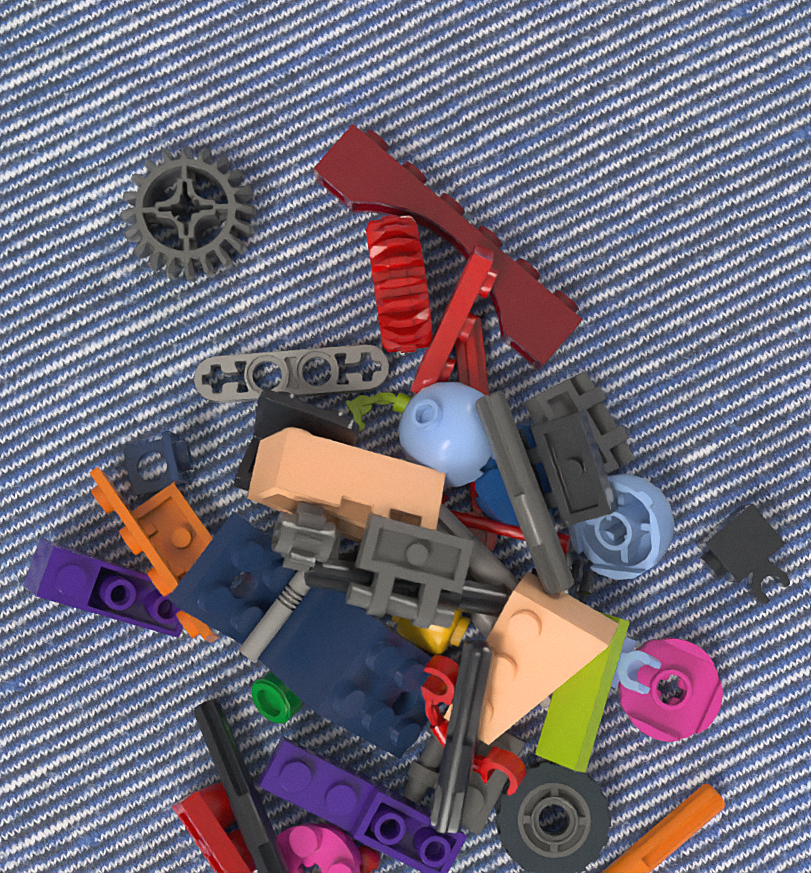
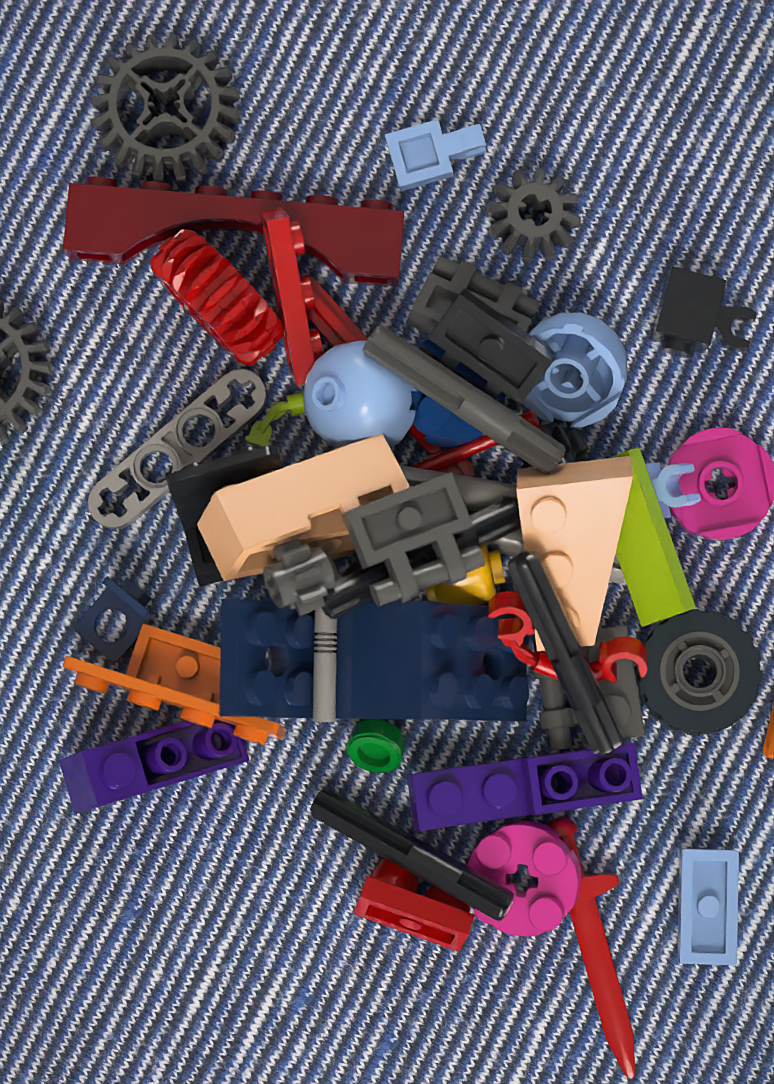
camera: 40 degrees left, 0 degrees up
(481, 115) = (179, 91): none -> dark grey gear
(629, 287) = (424, 154): none -> light blue plate
(689, 380) = (525, 232): none -> dark grey gear

